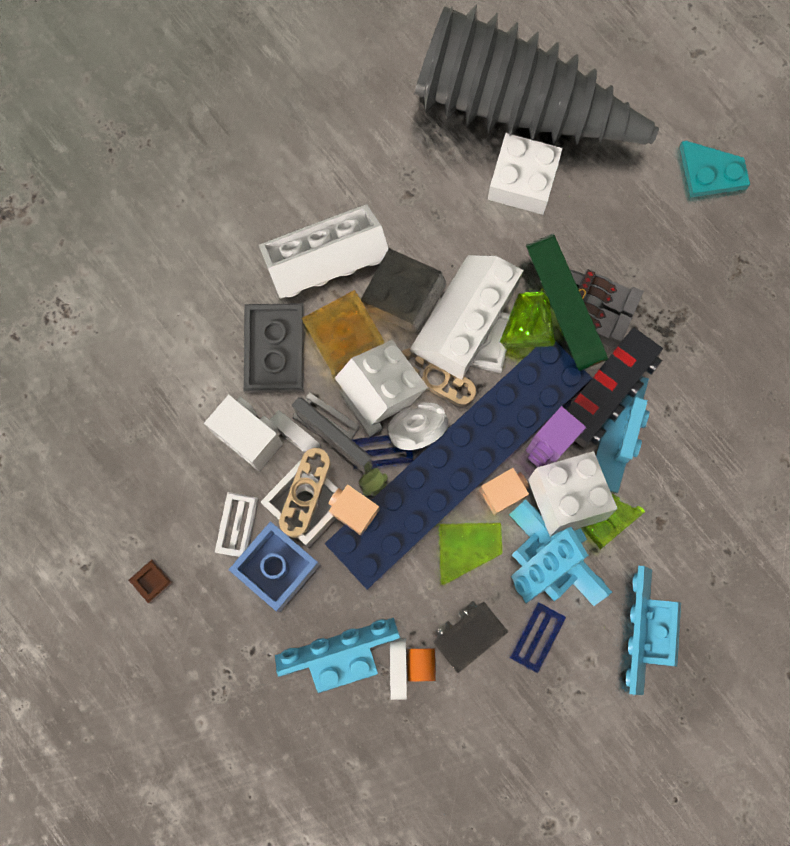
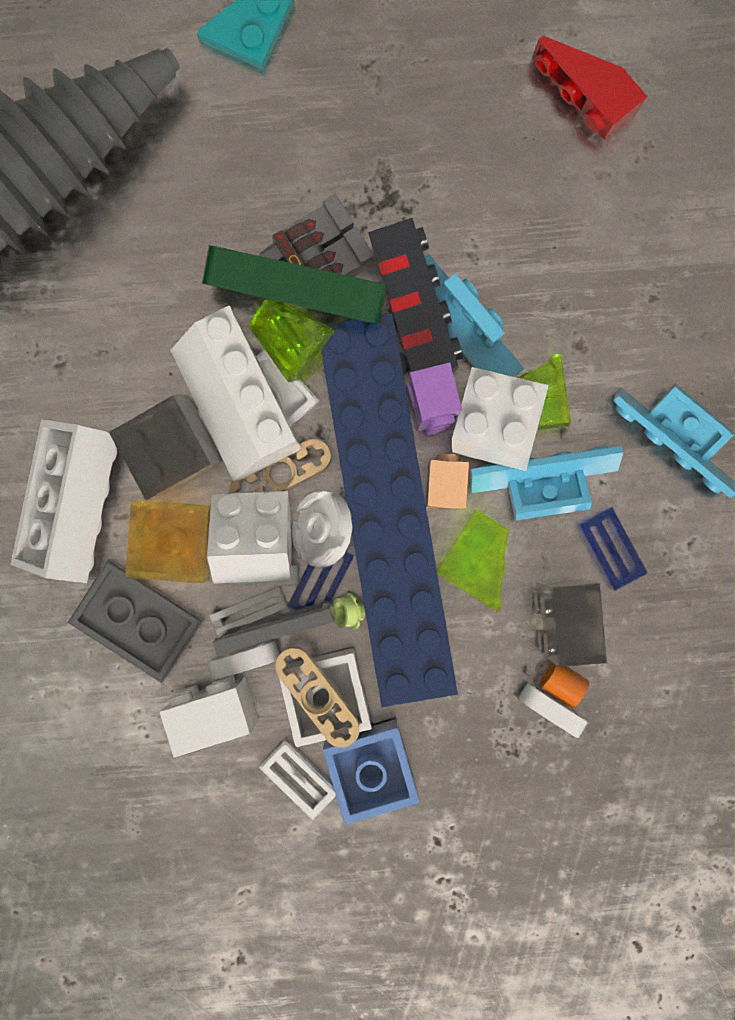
camera: 60 degrees left, 10 degrees up
(151, 581) = (299, 902): reddish brown tile -> none
(339, 658) = (501, 762): medium azure bracket -> none
(353, 509) = (369, 659): light nougat brick -> none
(524, 173) = (120, 228): white brick -> none
(550, 563) = (559, 487): medium azure bracket -> none

